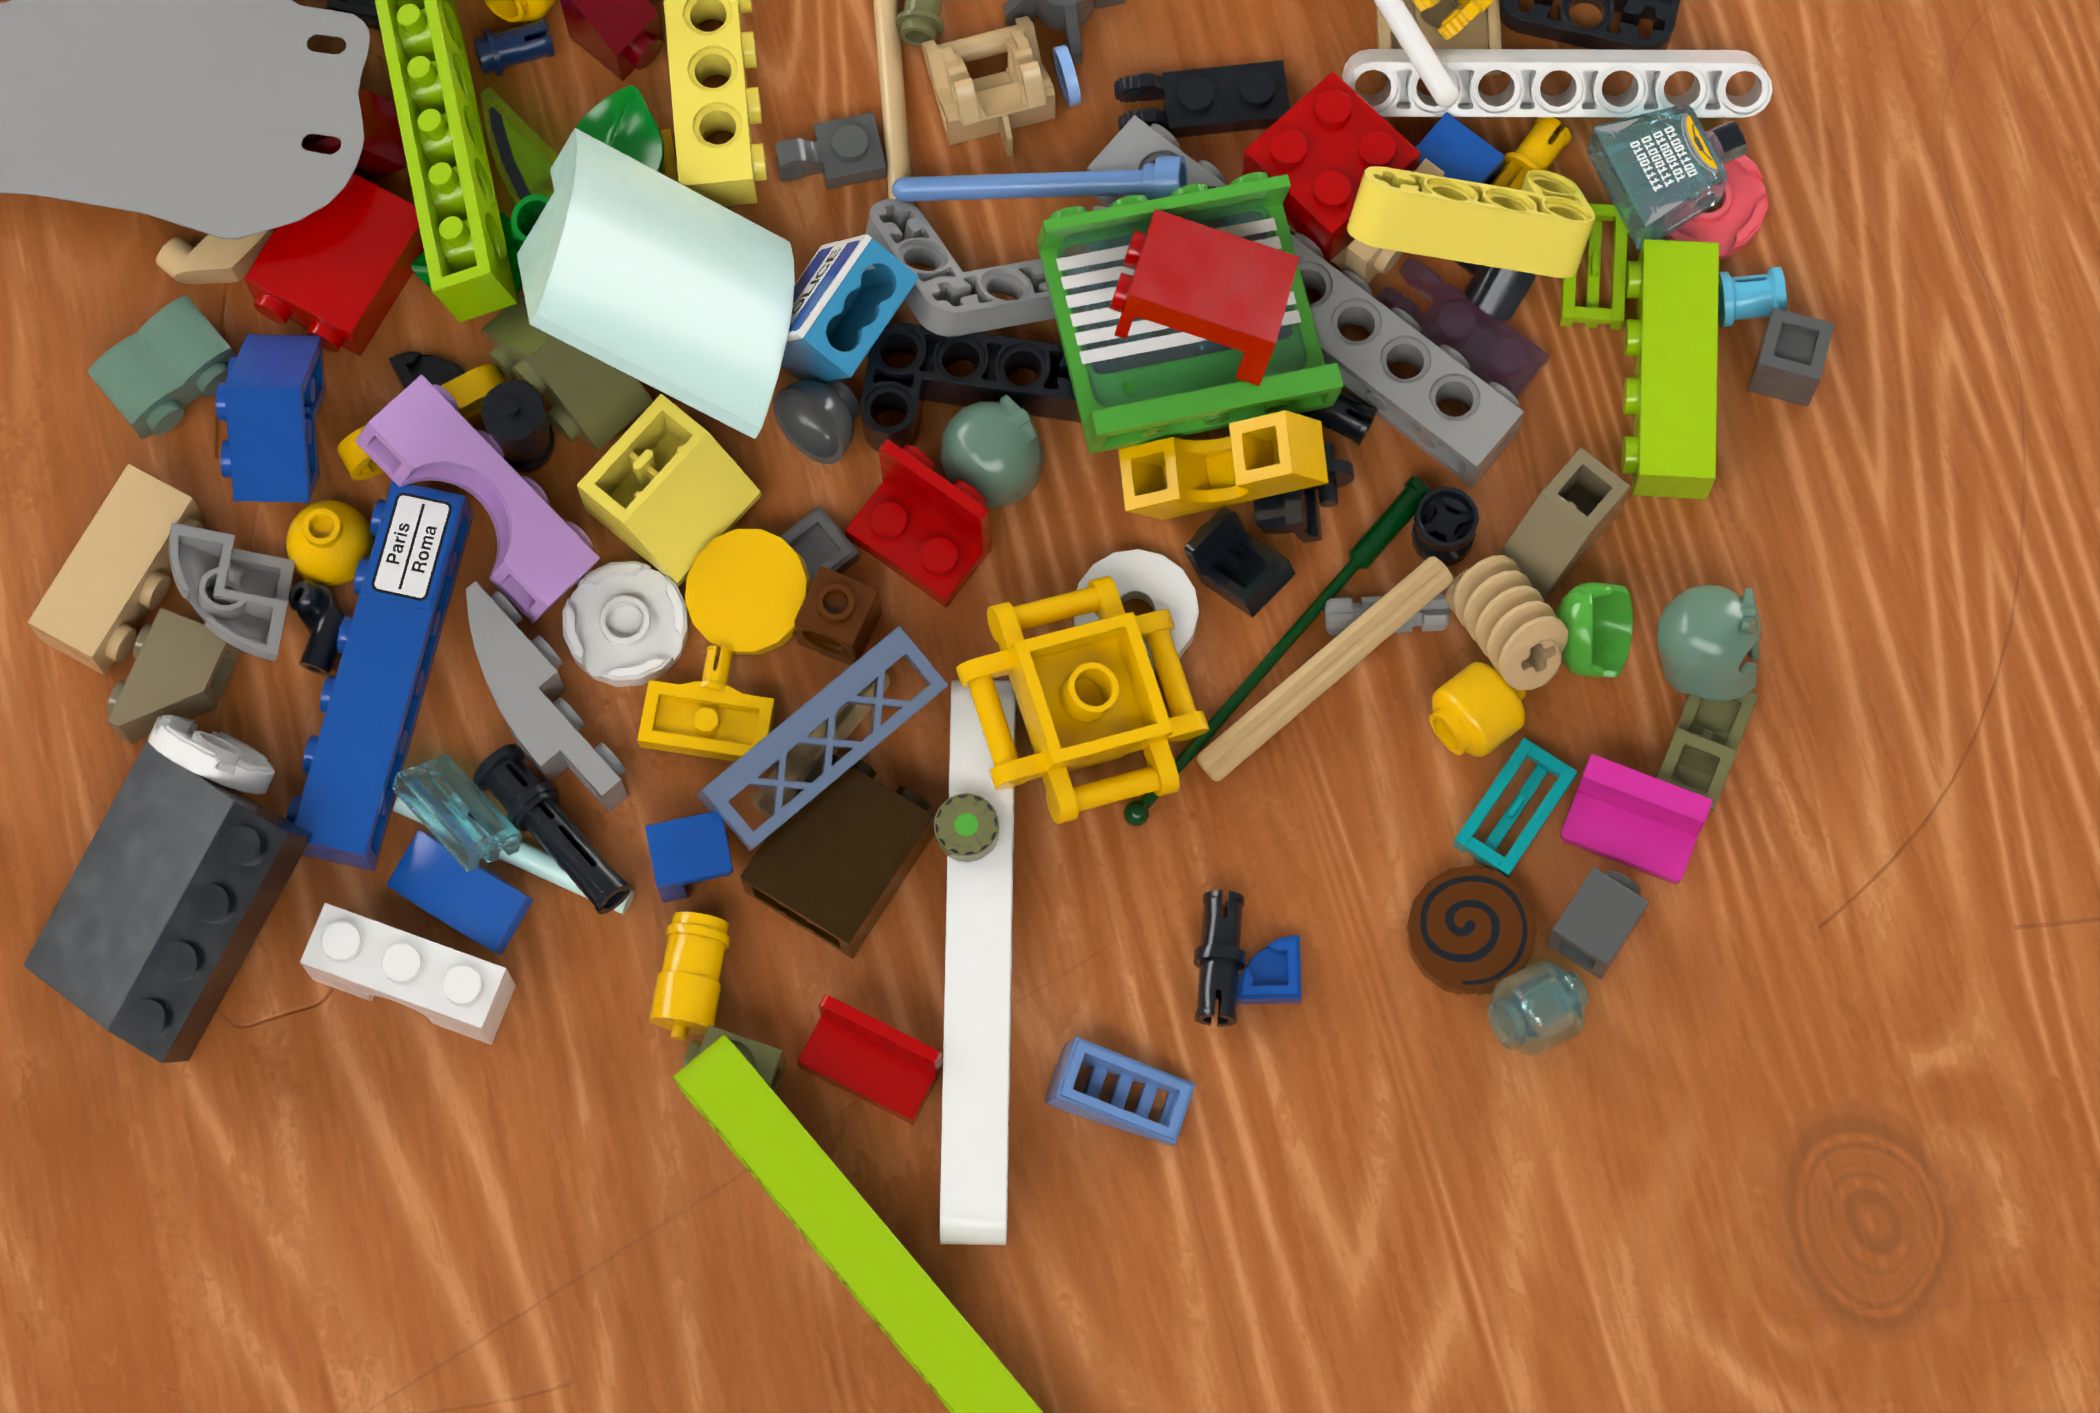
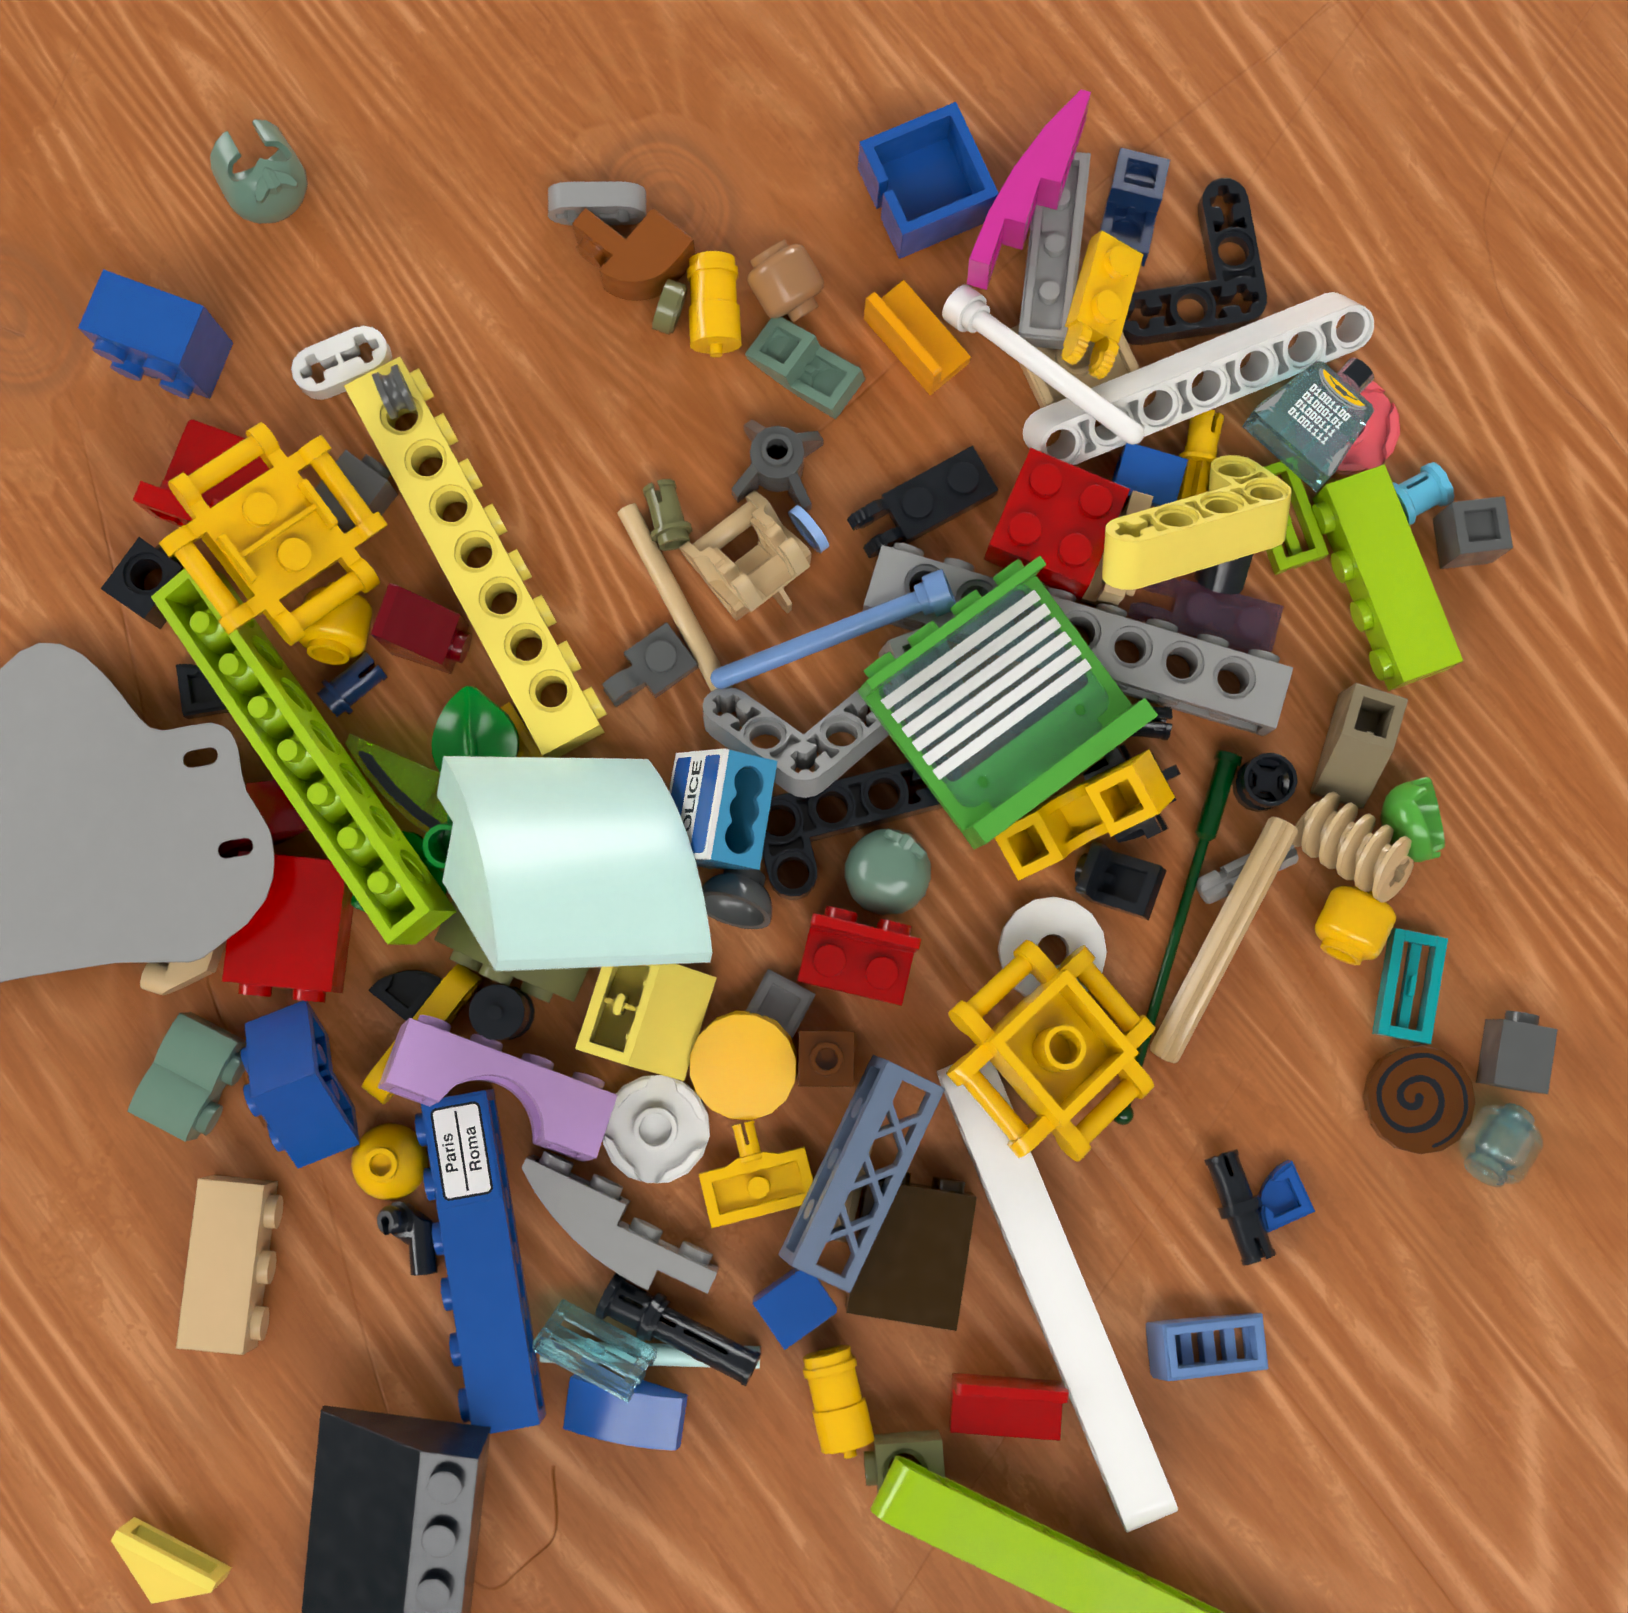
camera: 30 degrees left, 10 degrees up
(176, 672) = (315, 1328): dark tan slope -> none
(212, 755) = (378, 1396): white tile -> none
(232, 589) = (332, 1247): light grey brick -> none
(416, 972) = (586, 1504): white arch -> none
(966, 827) = (1009, 1198): olive tile -> none
(1207, 288) = (1021, 684): red panel -> none
(1635, 819) = (1505, 959): dark pink panel -> none
(1705, 640) = (1511, 794): sand green helmet -> none
(1706, 744) = (1530, 872): olive slope -> none

